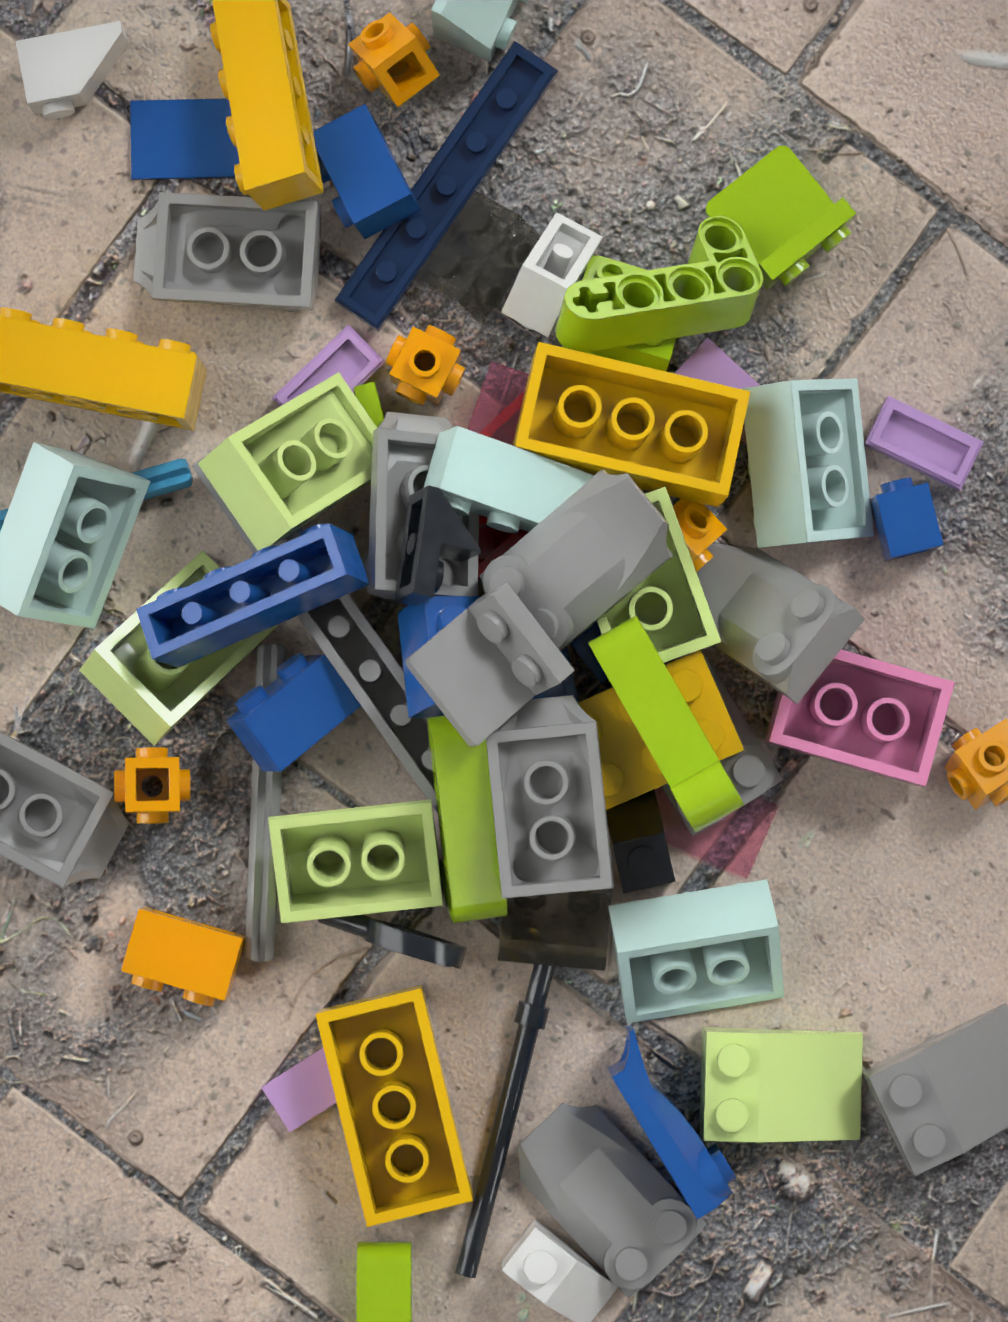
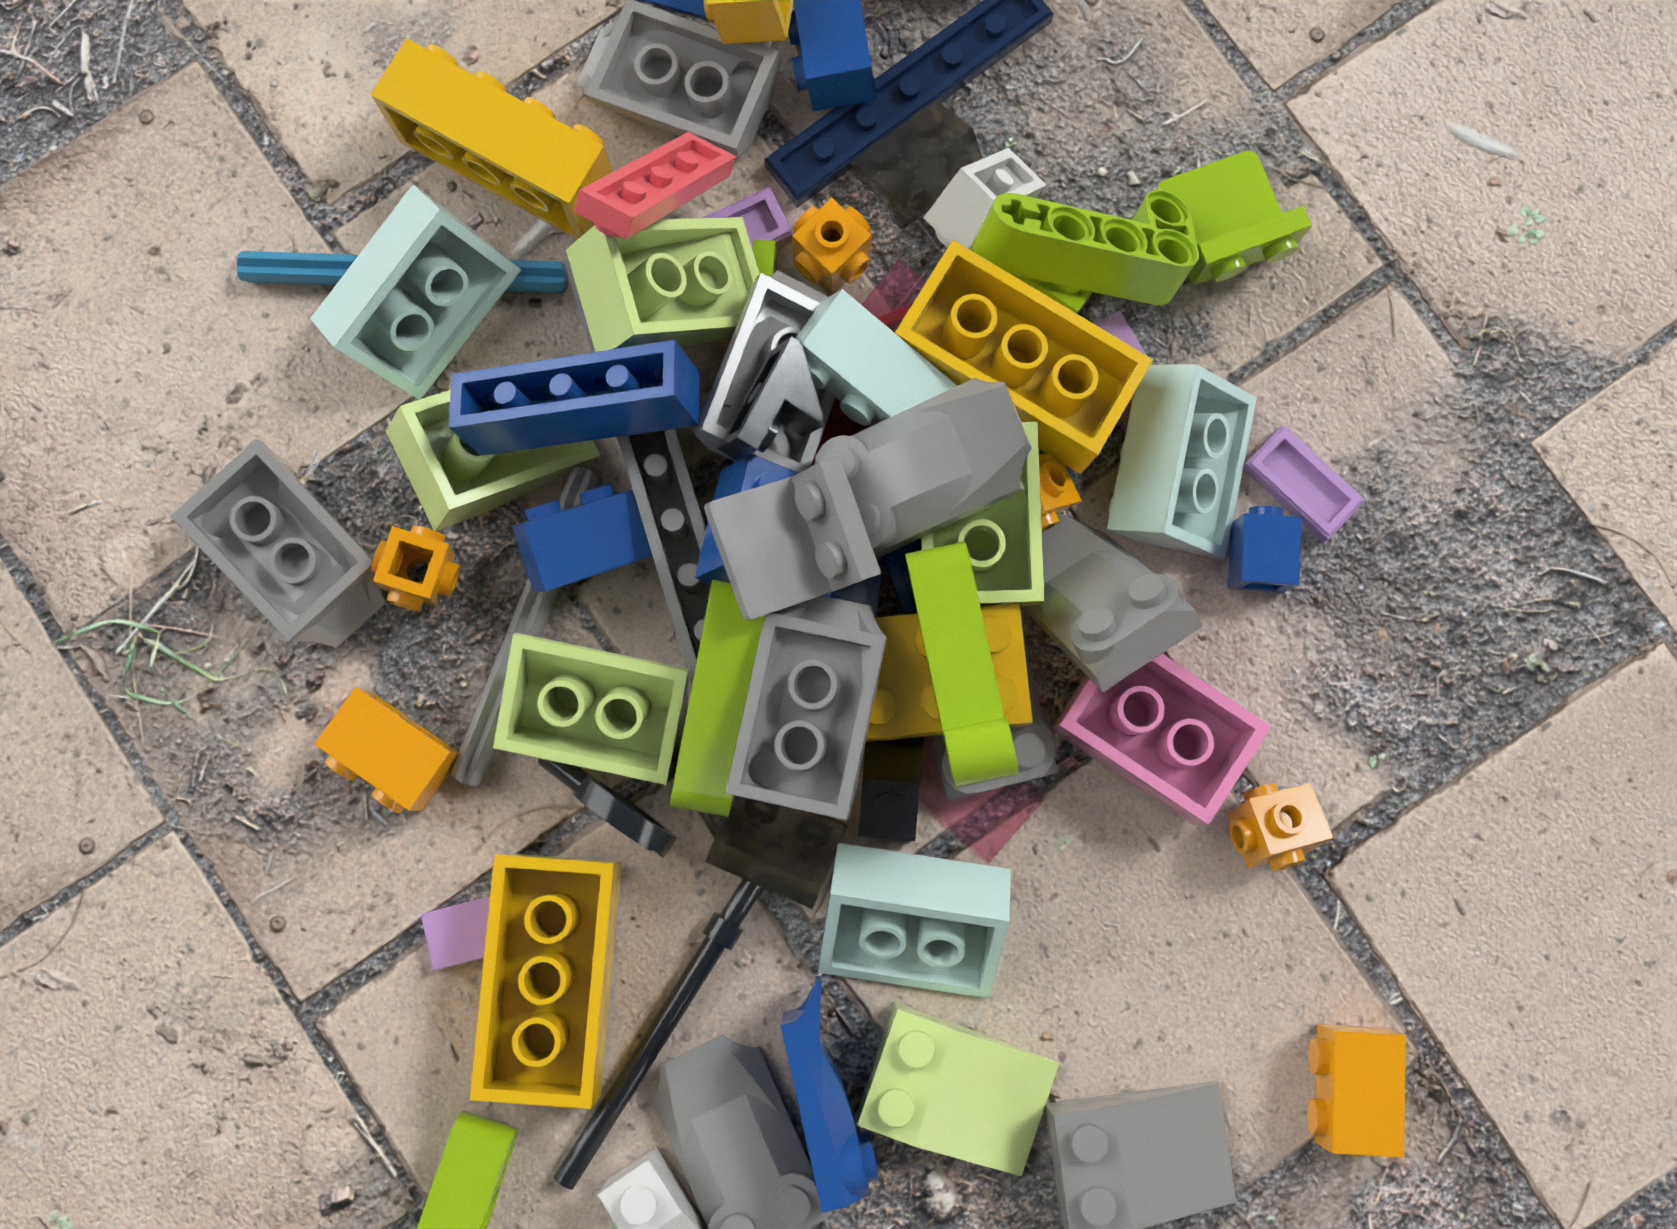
camera: 20 degrees right, 5 degrees down
(259, 379) = (653, 185): none -> coral plate

